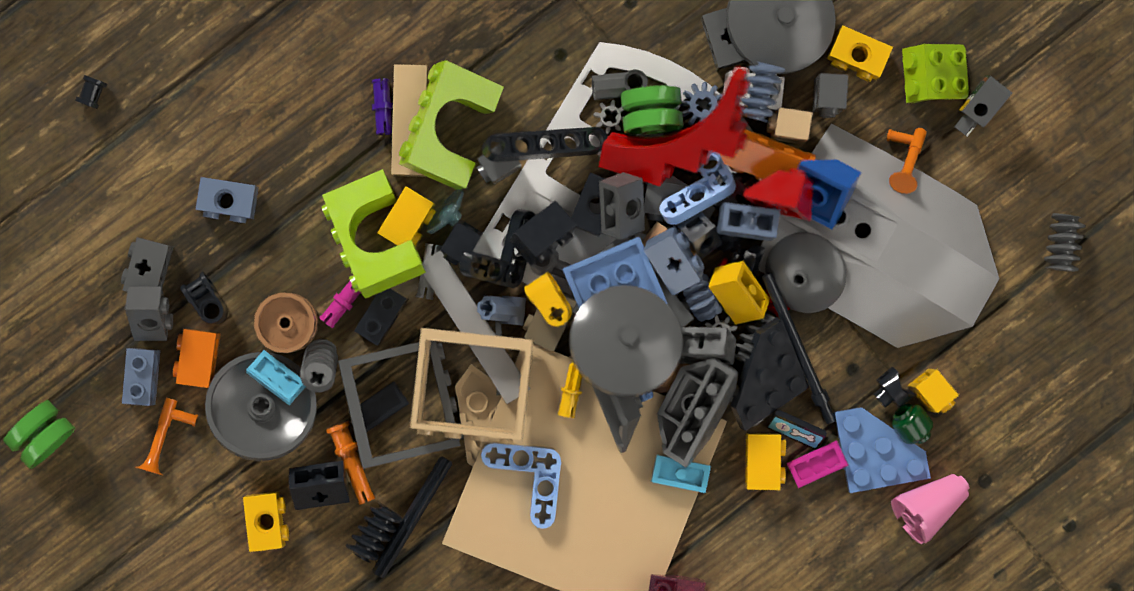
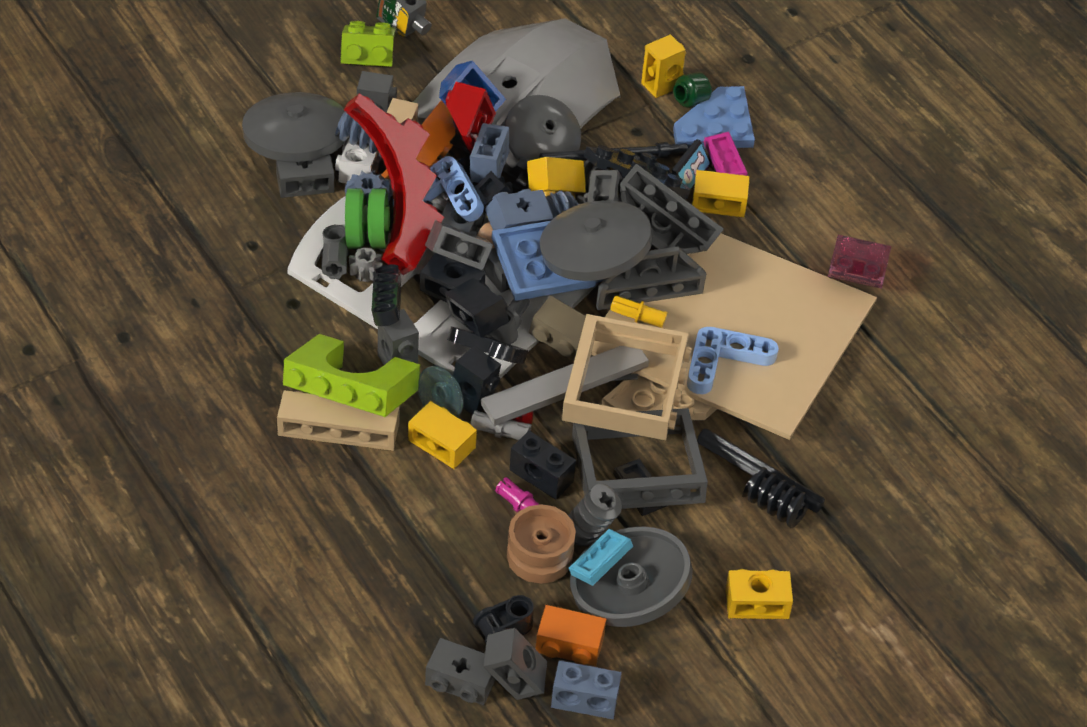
camera: 85 degrees left, 40 degrees down
(91, 92) = (247, 706): black bush -> none
(167, 414) = (630, 675): orange piece -> none
(210, 197) = (394, 588): sand blue brick -> none
(319, 485) = (722, 535): black brick -> none
(346, 449) = (686, 514): orange pin -> none
(347, 209) = (492, 454): lime arch -> none
(382, 106) = (318, 443): dark purple pin -> none
(505, 309) = (549, 359): sand blue piece -> none
(546, 295) = (546, 305): yellow piece -> none
(671, 473) = (728, 247): medium azure plate -> none
(875, 54) = (339, 81): yellow brick -> none
(891, 390) = (661, 96): black piece -> none
(904, 181) = (467, 50): orange piece -> none
(930, 506) = (773, 85): bright pink cone -> none

